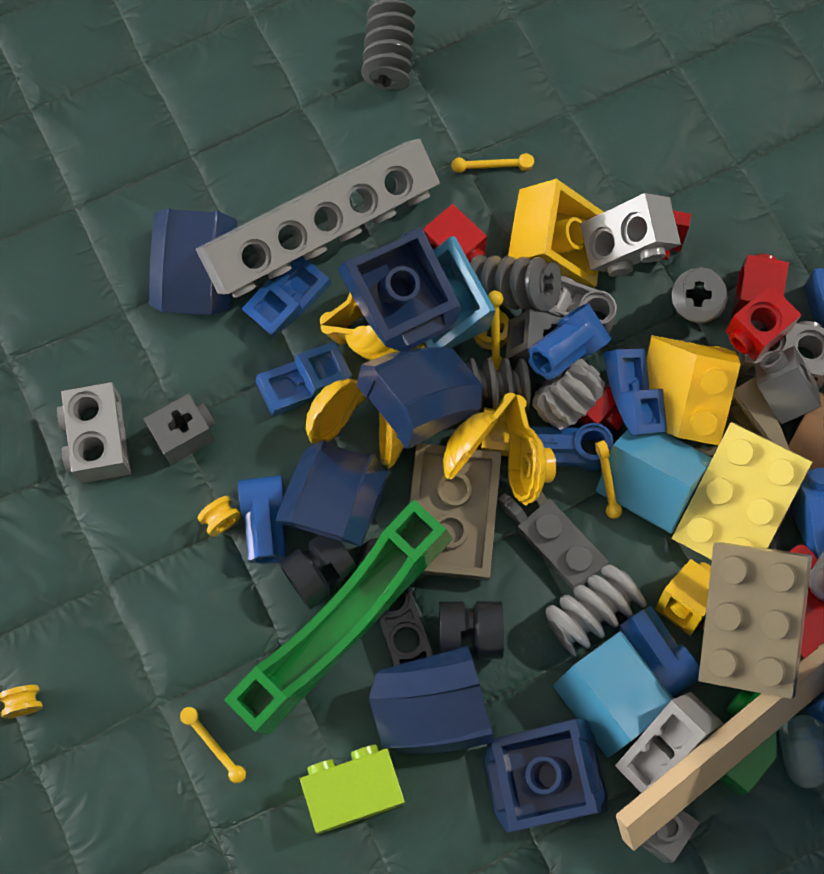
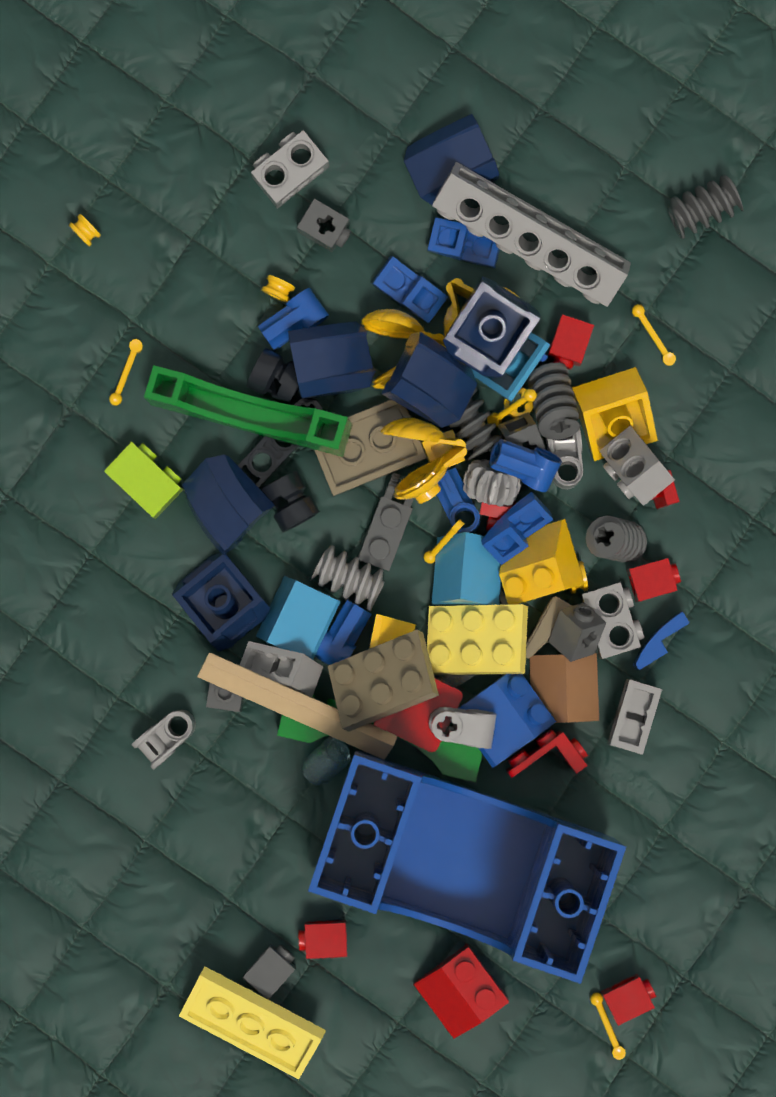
camera: 60 degrees right, 15 degrees up
(769, 309) = (625, 595): red brick -> none

